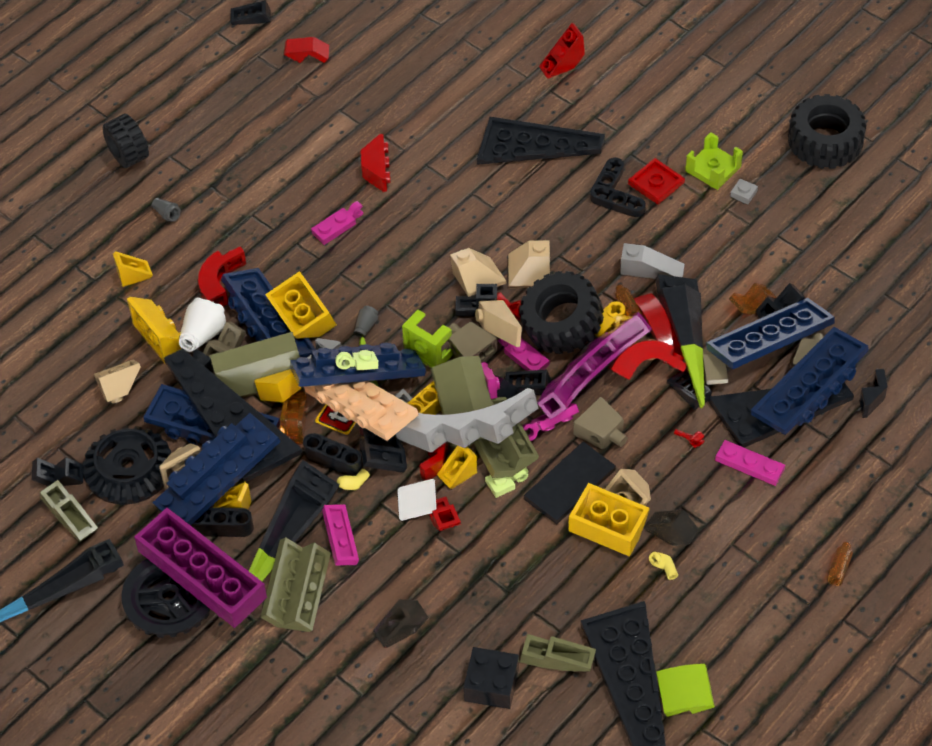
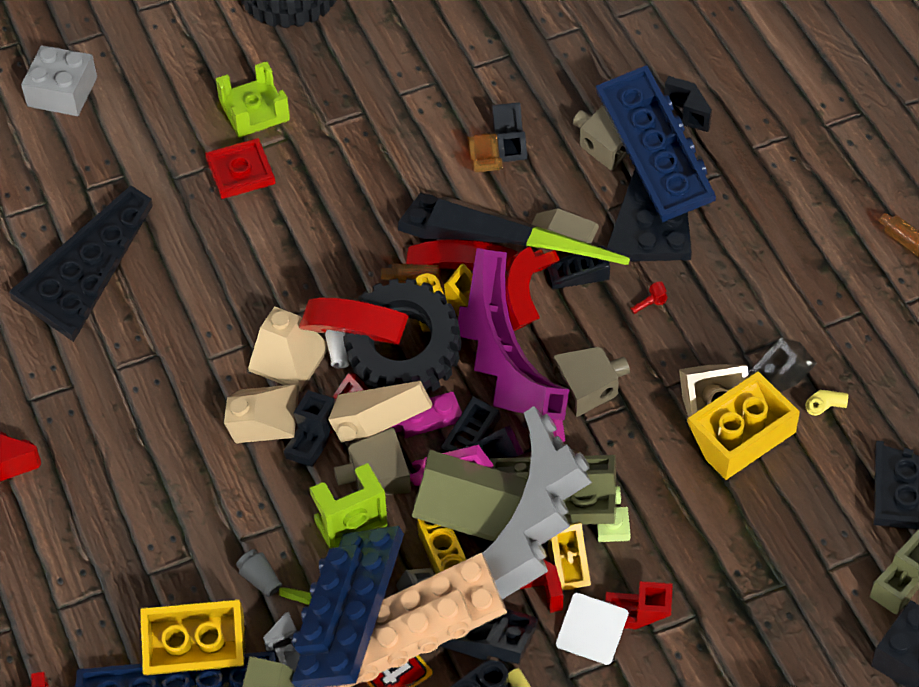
camera: 65 degrees left, 0 degrees up
(337, 223) = (61, 543): dark pink plate -> none
(361, 360) = (354, 587): yellowish green plate -> none
(548, 278) = (354, 317): none -> red slope
(562, 487) = (653, 449): black tile -> none
(608, 190) = (218, 223): black beam -> none
(648, 263) = (365, 229): light grey slope -> none
(664, 62) = (59, 80): none -> light grey brick
(744, 191) = (313, 95): light grey plate -> none
(750, 462) = (719, 258): dark pink plate -> none
(770, 333) = (558, 153): dark blue plate -> none

